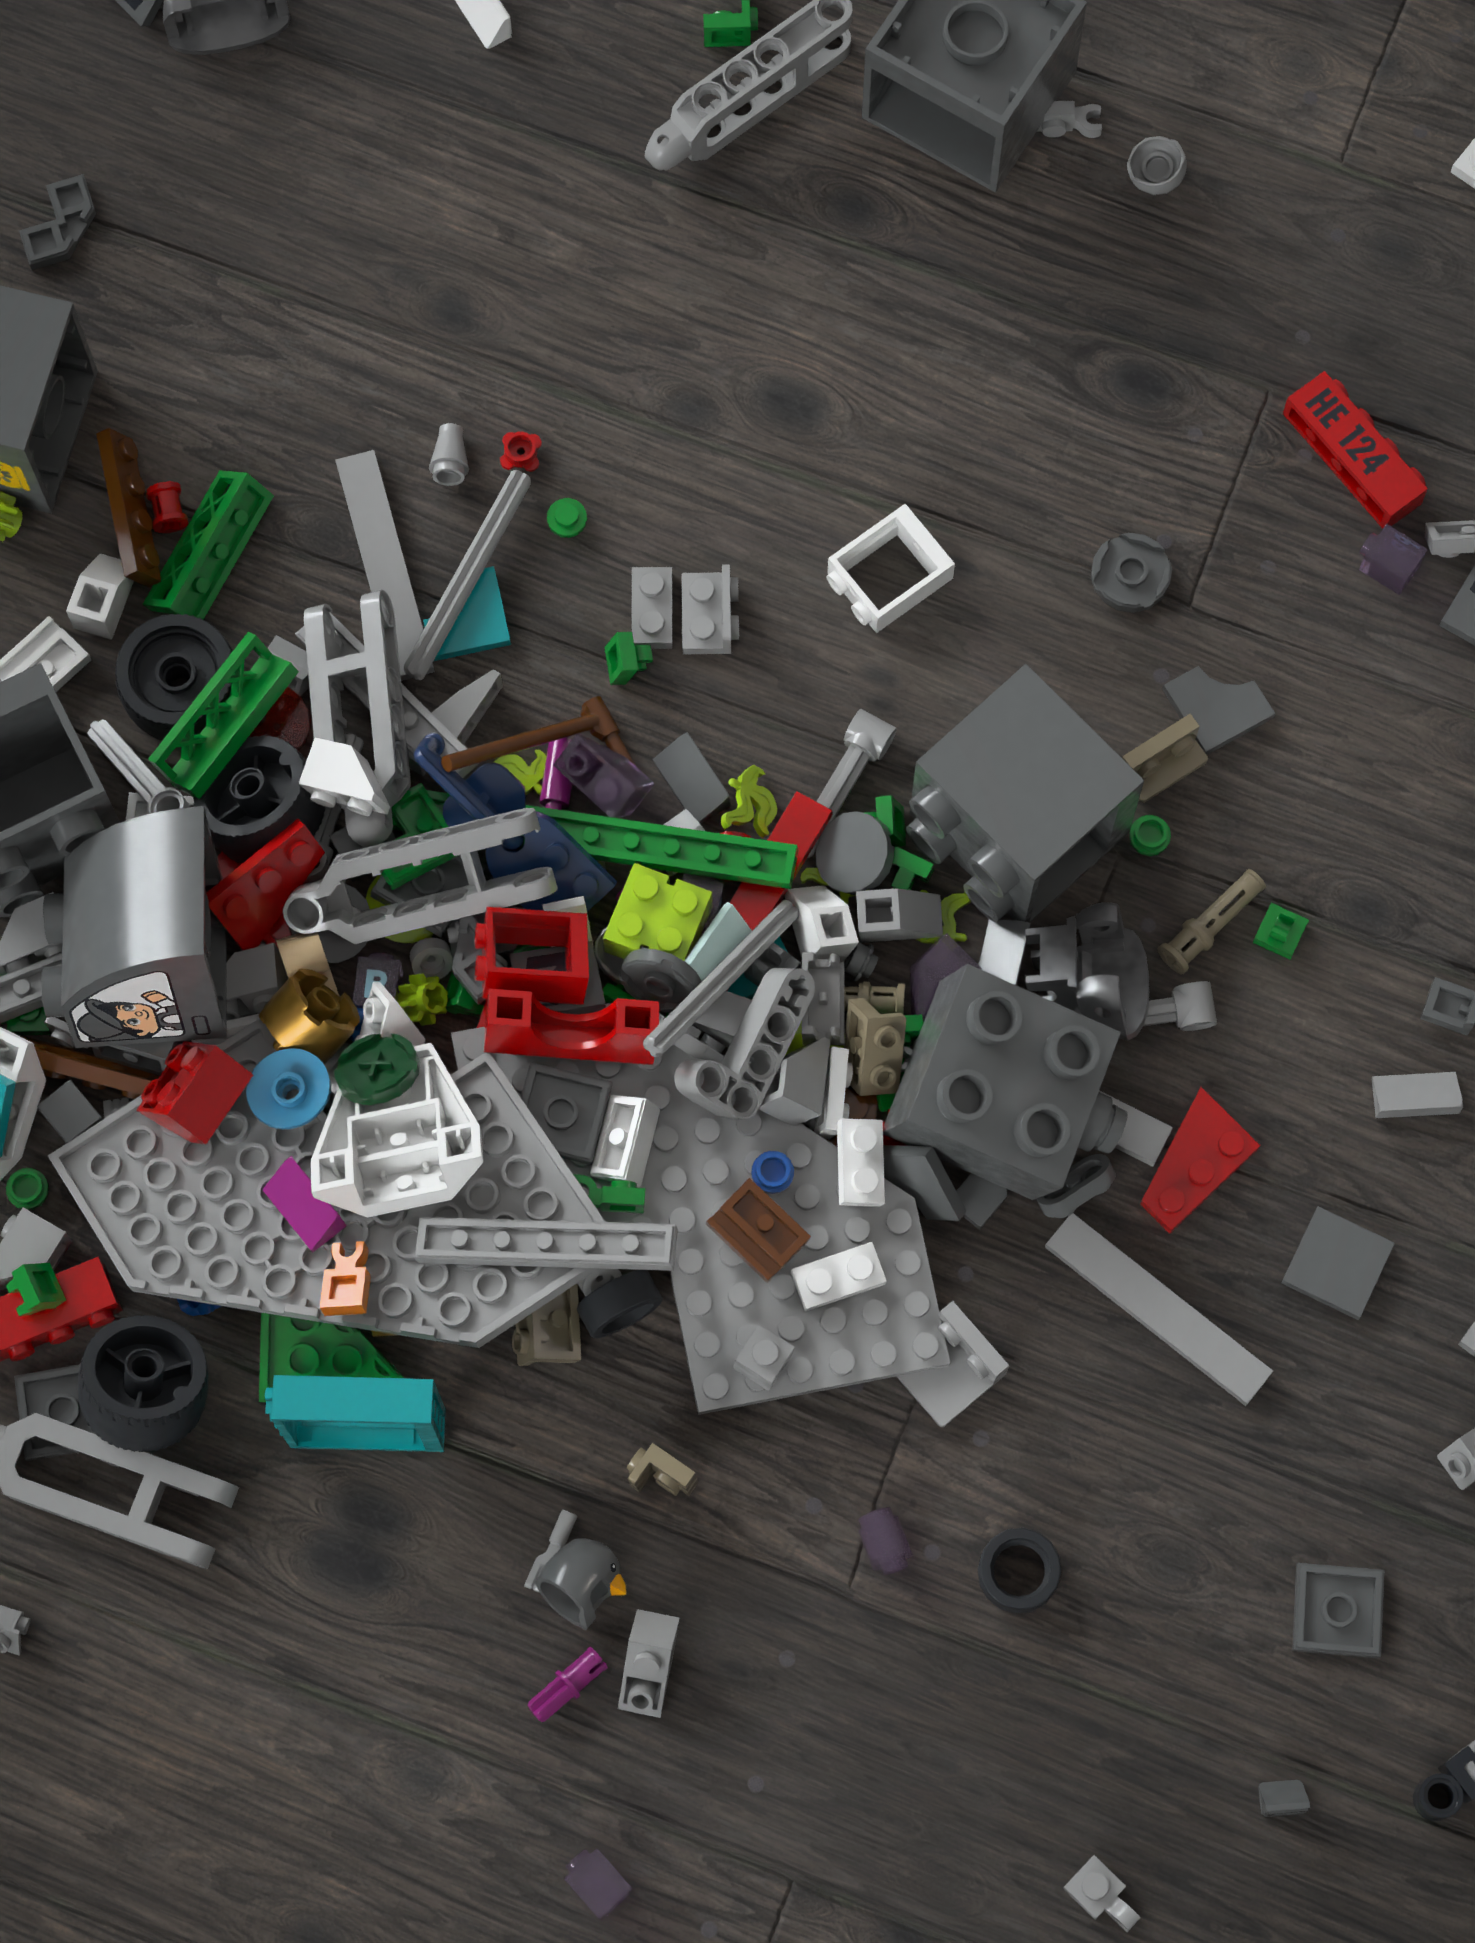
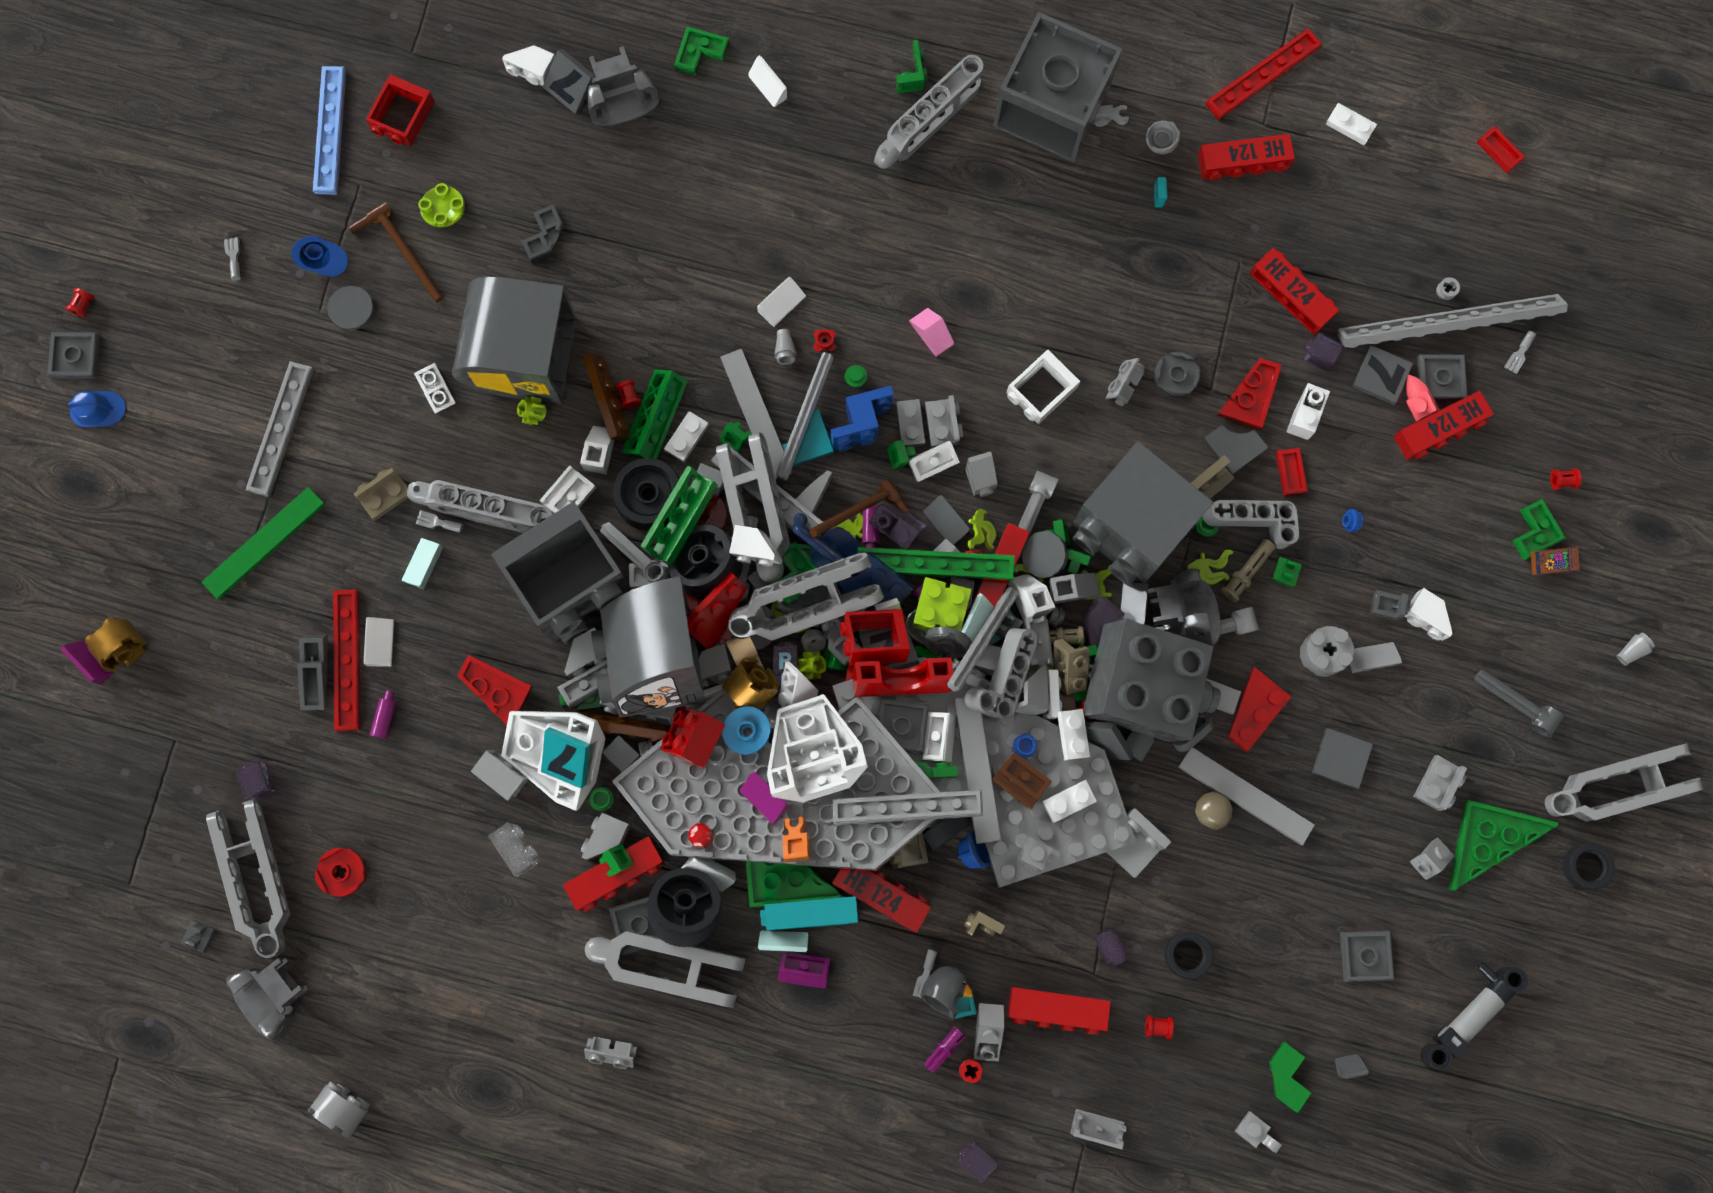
camera: 10 degrees left, 5 degrees up
(185, 1258) = (700, 835): none -> red tile
(215, 1338) = (718, 873): none -> white slope
(258, 590) = (686, 436): none -> white plate
(310, 1467) = (783, 941): none -> light aqua slope
(339, 1521) = (803, 969): none -> magenta slope
(341, 596) = (735, 436): none -> green tile
(377, 1069) = (795, 714): dark green tile -> none
(453, 377) = (781, 301): none -> white slope
(494, 1407) = (883, 896): none -> red brick
(564, 603) = (862, 419): none -> blue bracket
(594, 1721) = (962, 1069): none -> red bush
(612, 1616) = (965, 1007): none -> teal tile
(661, 1345) = (973, 854): none -> blue piece
(682, 675) = (933, 461): none -> white plate
(685, 1206) = (977, 770): none -> light grey tile
(711, 455) = (932, 331): none -> bright pink slope
(761, 704) = (981, 474): none -> light grey slope
(775, 1637) = (1059, 1009): none -> red brick
(819, 1853) = (1098, 1128): none -> light grey hinge
(950, 1689) = (1159, 1027): none -> red bush
(1046, 561) = (1130, 372): none -> light grey hinge
(1098, 1327) = (1214, 810): none -> dark tan hair
(1136, 916) = (1204, 571): none -> lime piece
(1141, 258) = (1160, 191): none -> teal tile
(1163, 1822) = (1286, 1089): none -> green tile
(1227, 831) = (1251, 518): none -> light grey beam
(1260, 622) = (1253, 396): none -> red wing
(1299, 213) = (1245, 157): none -> red brick
(1312, 761) = (1291, 472): none -> red tile
(1345, 1053) = (1322, 662): none -> light grey brick
(1351, 76) = (1263, 74): none -> red tile
(1352, 658) = (1308, 412): none -> white slope
(1408, 853) = (1352, 520): none -> blue plate

